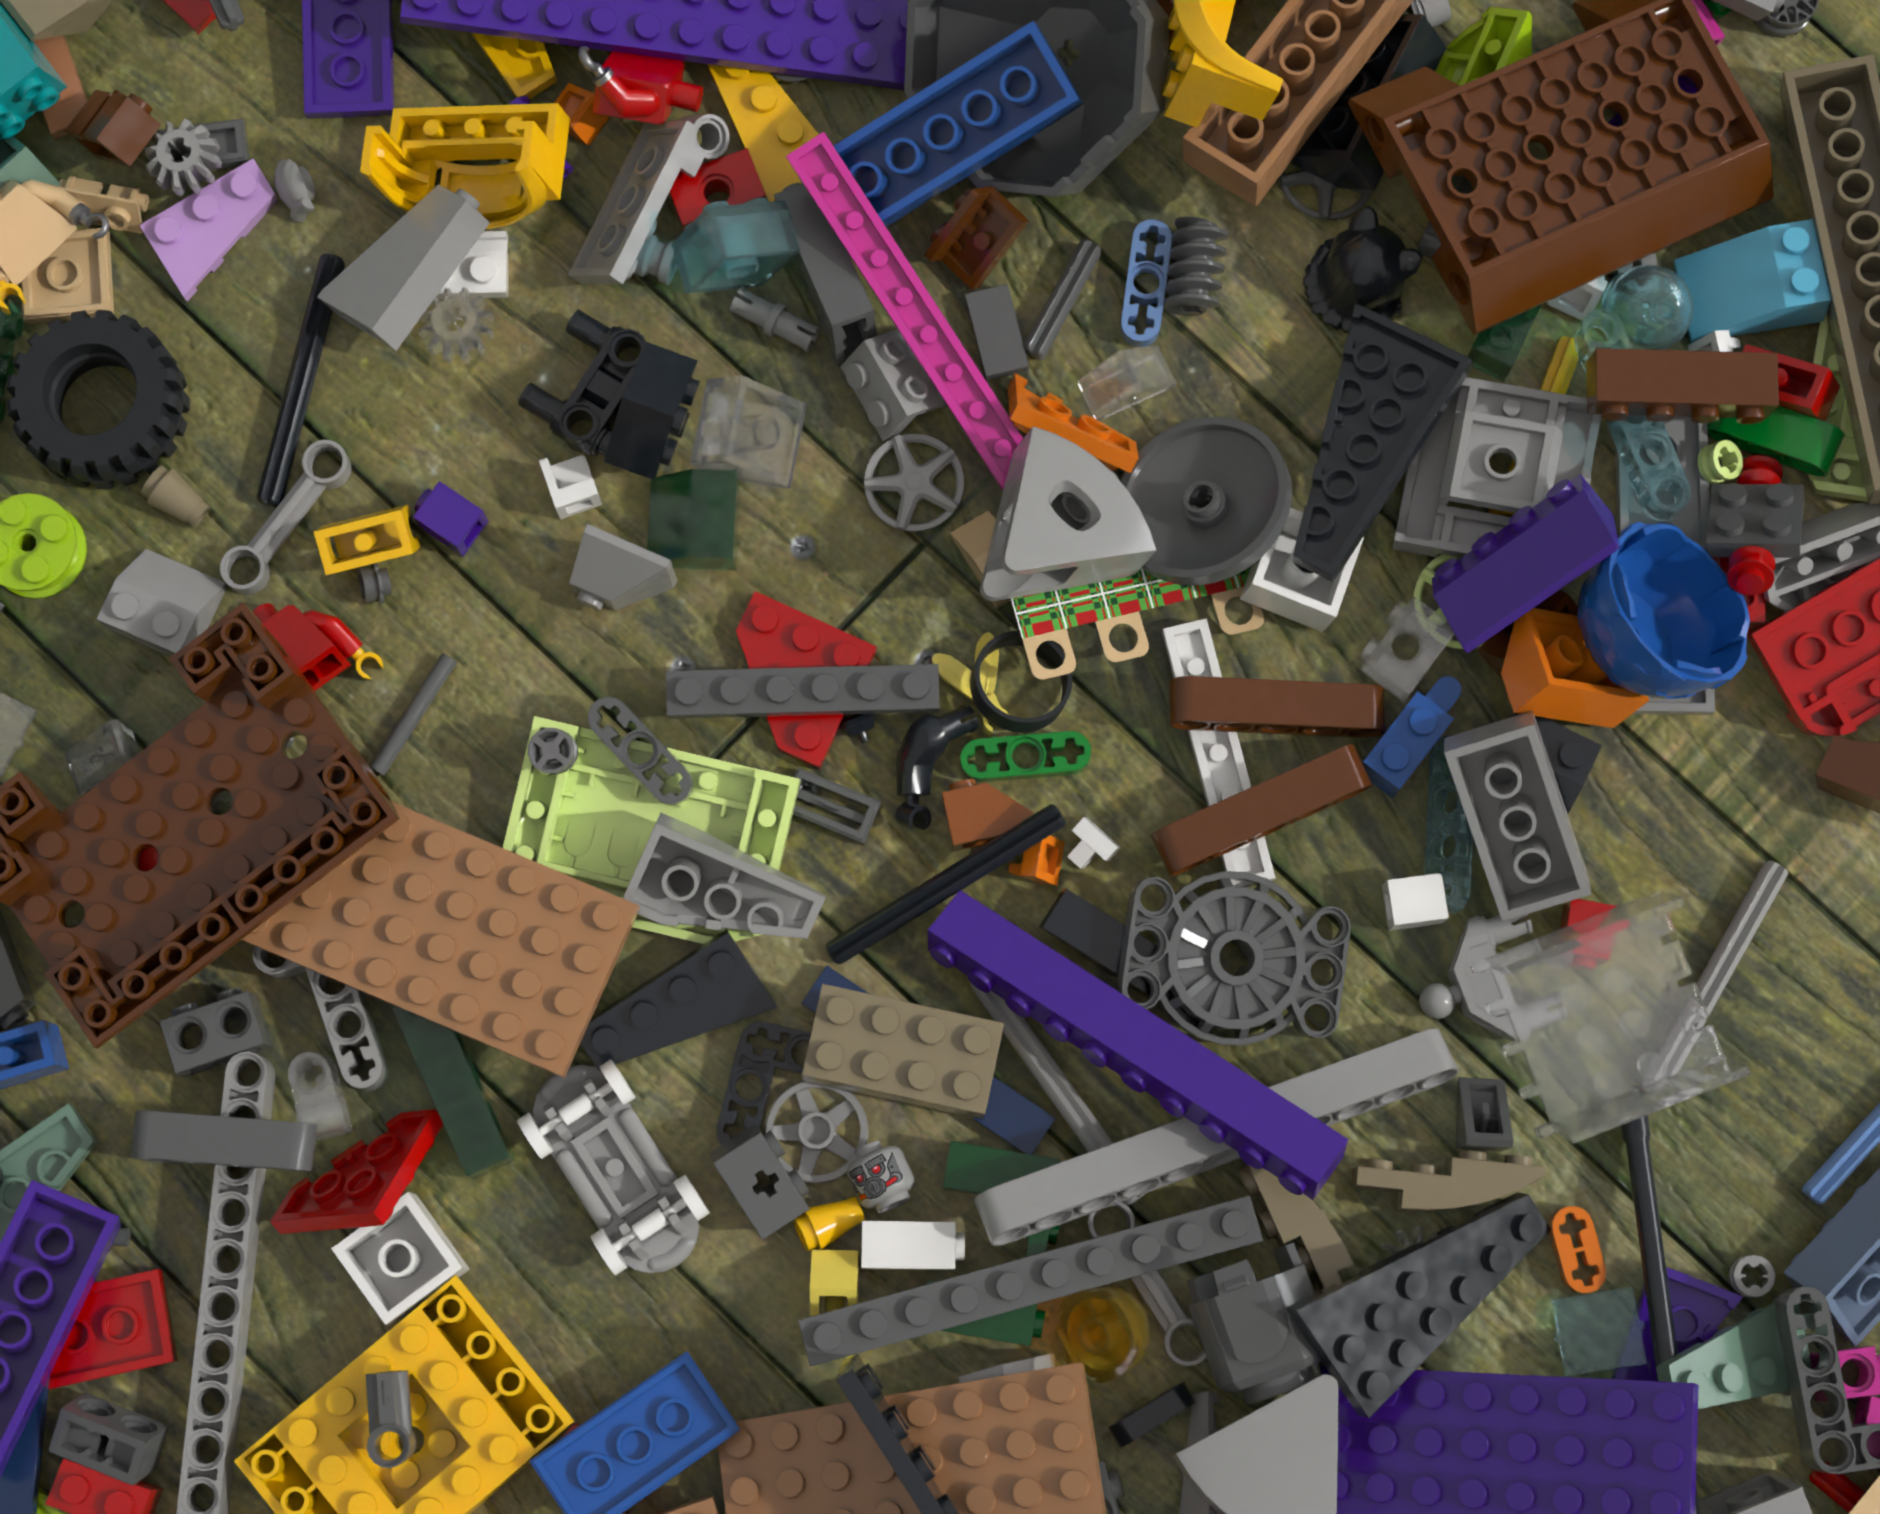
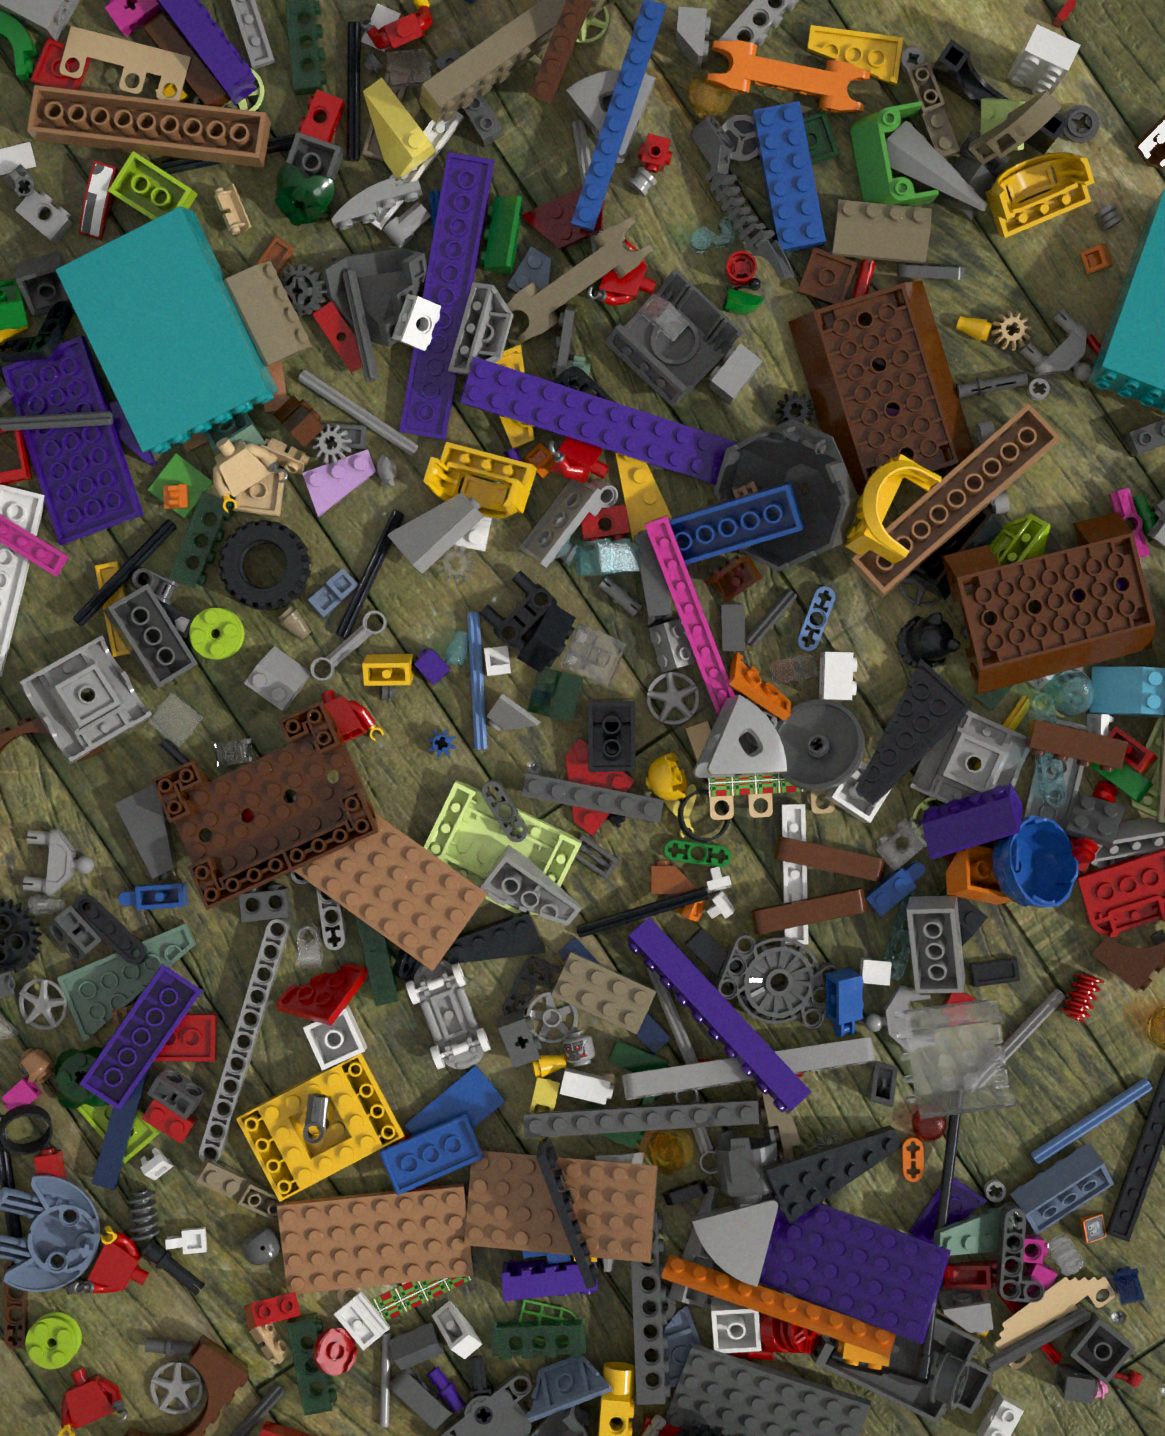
camera: 10 degrees right, 10 degrees up
(223, 100) = (358, 412): none -> light grey axle
(223, 1141) = (258, 963): dark grey beam -> none
(238, 430) = (332, 593): none -> sand blue slope
(413, 714) = (393, 762): dark grey bar -> none
(488, 647) = (436, 746): none -> blue gear
(491, 479) = (457, 650): none -> clear light blue cone
(518, 1079) = (405, 966): none -> black plate
(540, 530) = (477, 680): none -> medium blue axle
(545, 747) = (457, 806): flat silver wheel -> none
(688, 1315) = (469, 1094): none -> blue tile
(812, 566) = (611, 734): none -> black slope
(917, 755) = (643, 841): black arm -> none
(933, 626) = (666, 778): none -> yellow cylinder
(1077, 799) = (718, 882): none -> white tile
(1194, 266) = (844, 618): dark grey piece -> none
(1208, 365) = (837, 676): none -> white brick
(1369, 967) = (844, 1000): none -> blue brick
(1466, 1181) = (866, 1115): dark tan slope -> none
(1591, 1174) = (929, 1128): none -> clear red hair
(1599, 1332) = (913, 1201): clear light blue piece -> none
(1641, 856) = (994, 972): none -> black tile
(1709, 464) = (1081, 785): yellowish green bush -> none
(1754, 1452) = (973, 1274): none -> red slope
(1818, 862) = (1081, 997): none -> red piece

